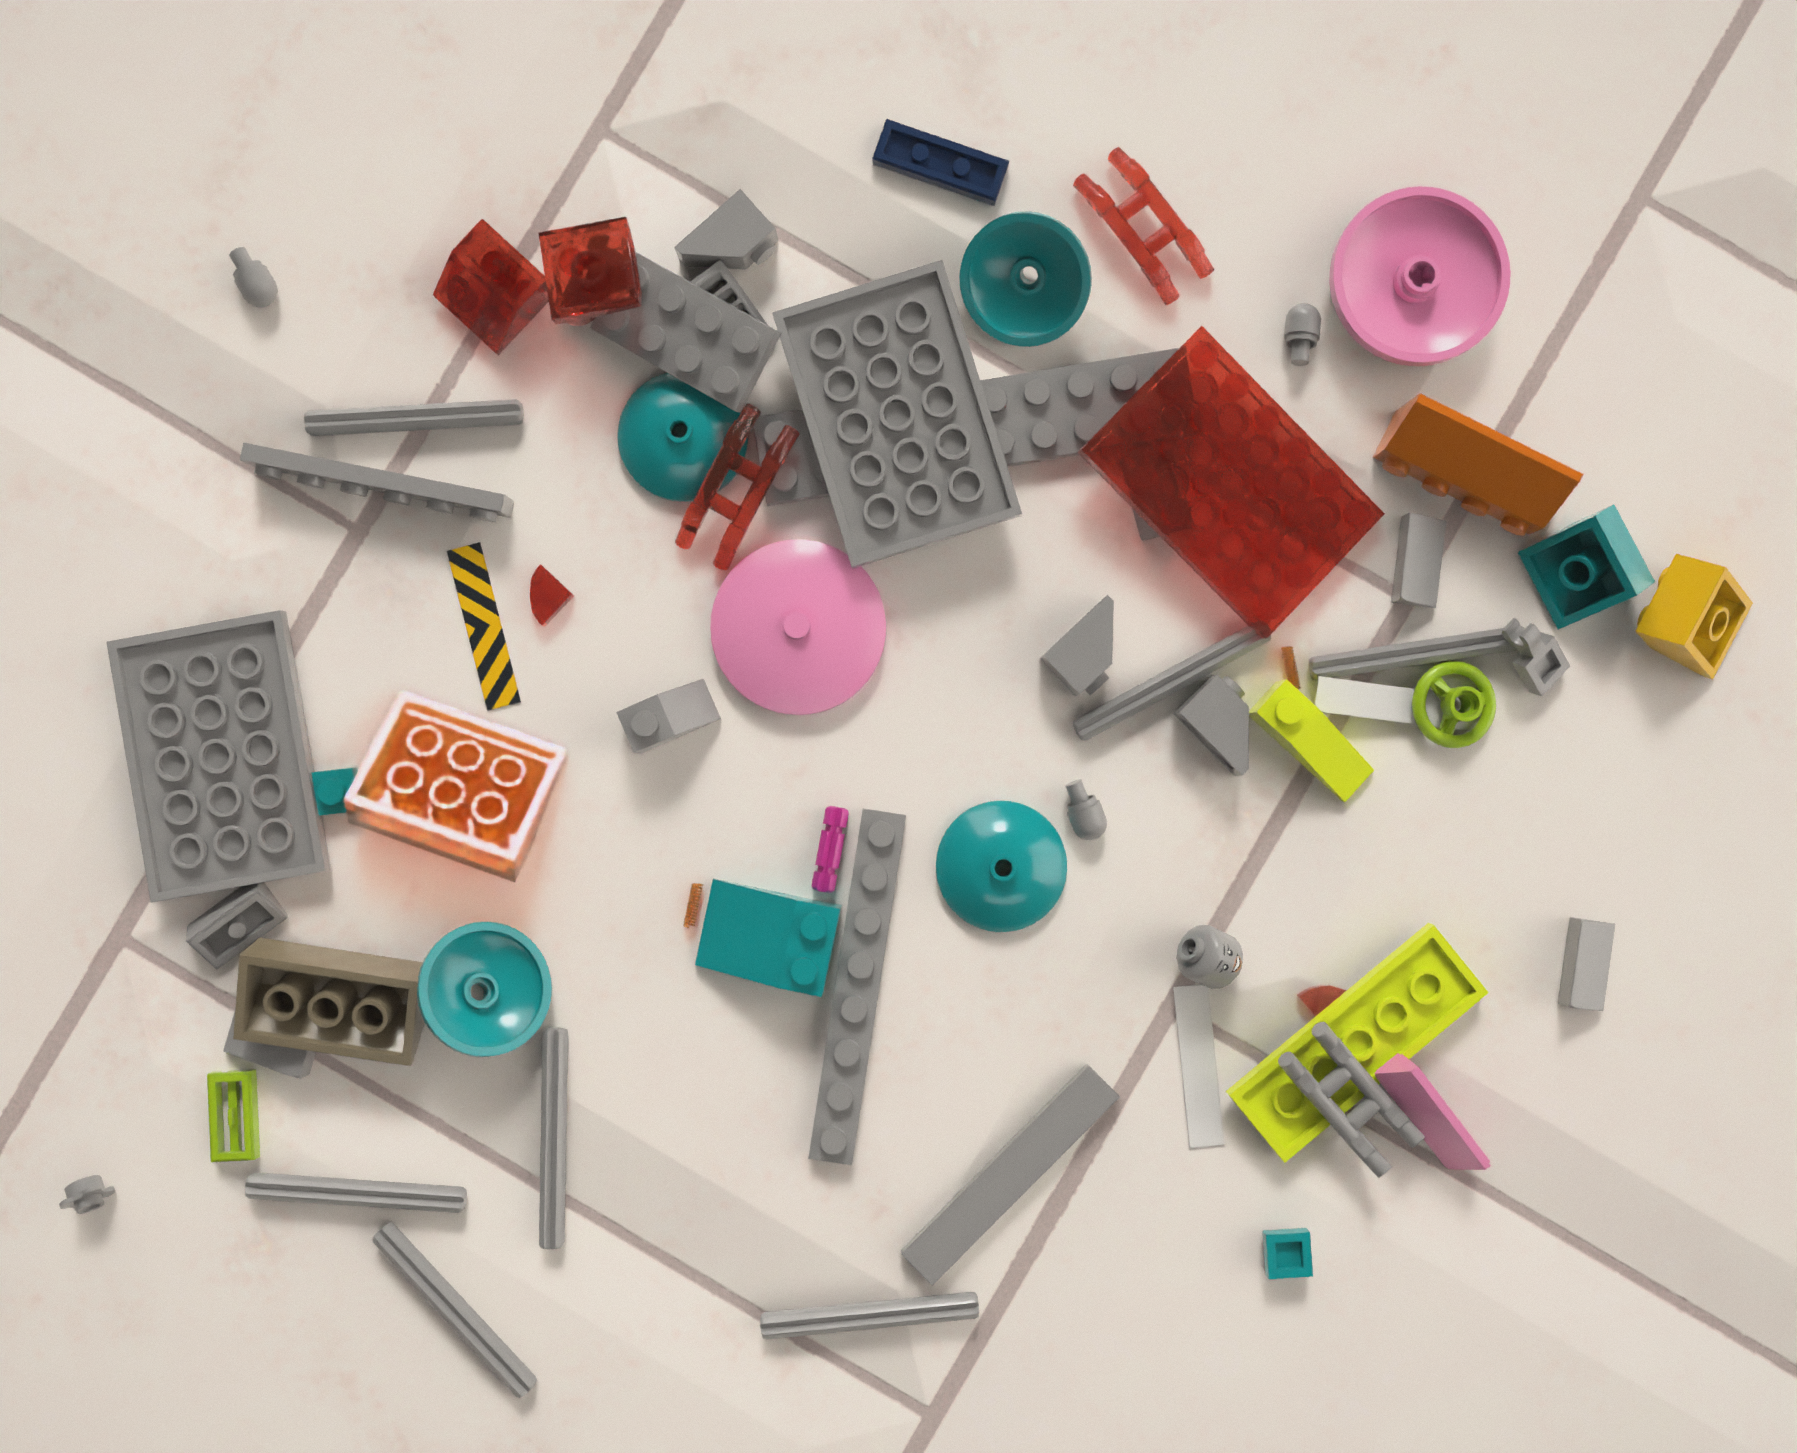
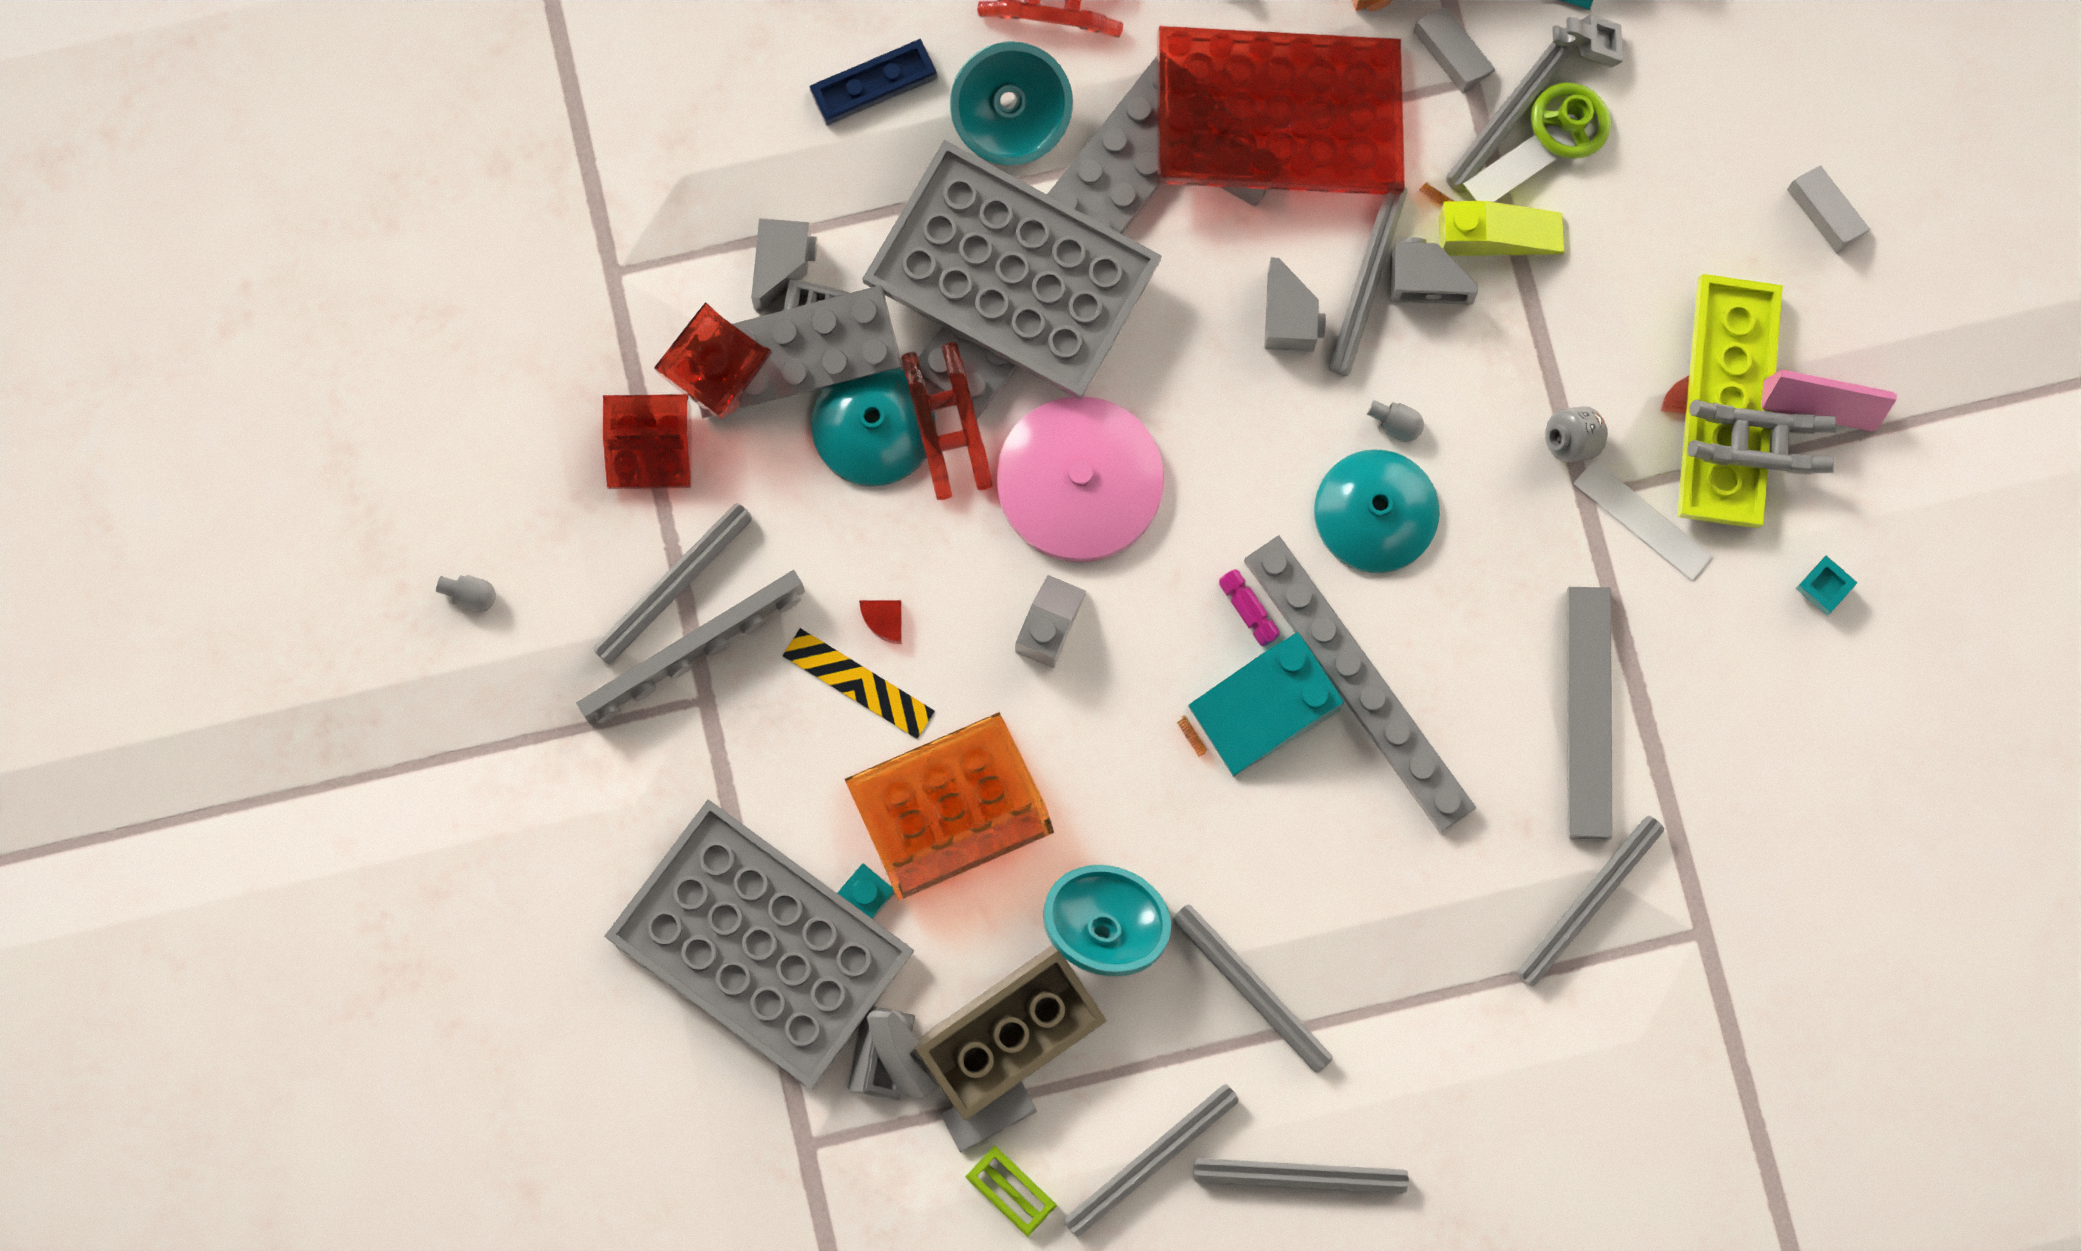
camera: 45 degrees left, 10 degrees down
(238, 936) = (894, 1044): none -> light grey slope

